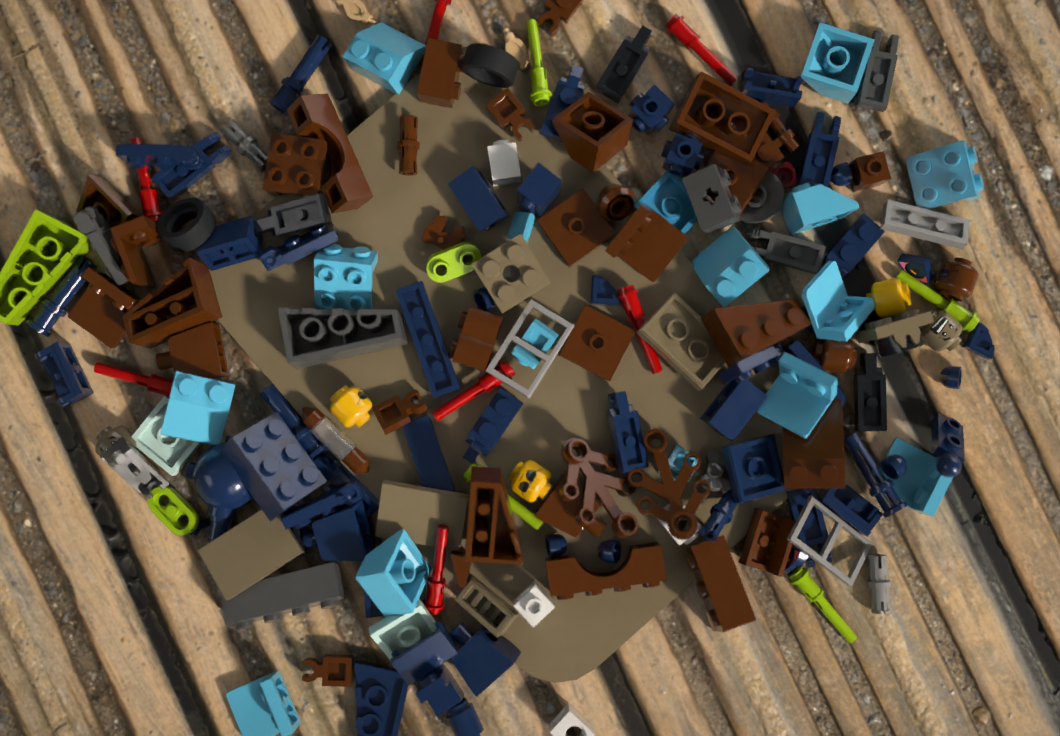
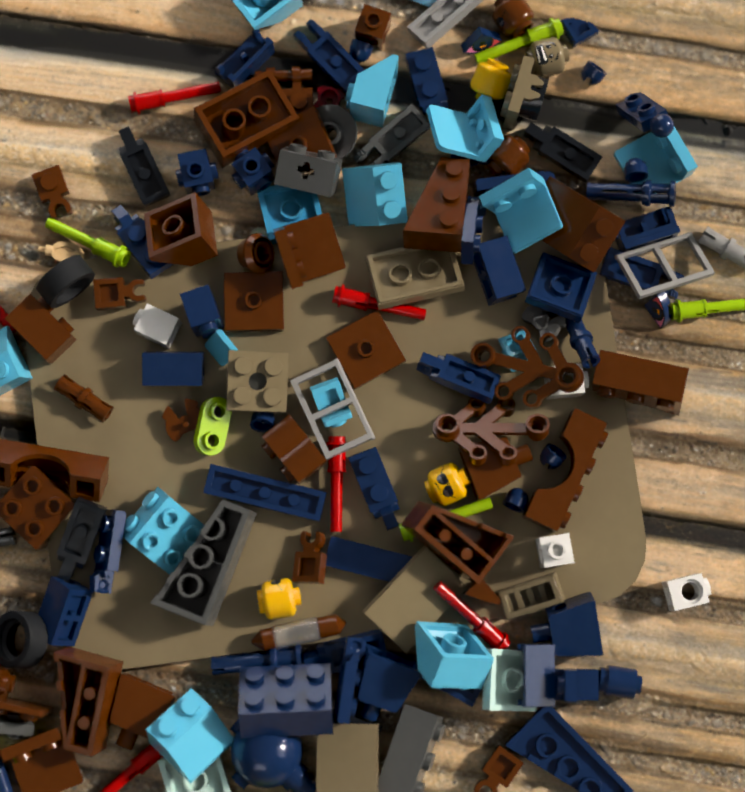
camera: 60 degrees left, 5 degrees down
(603, 292) = (325, 316): dark blue tile -> none
(767, 542) = (632, 318): reddish brown bracket -> none

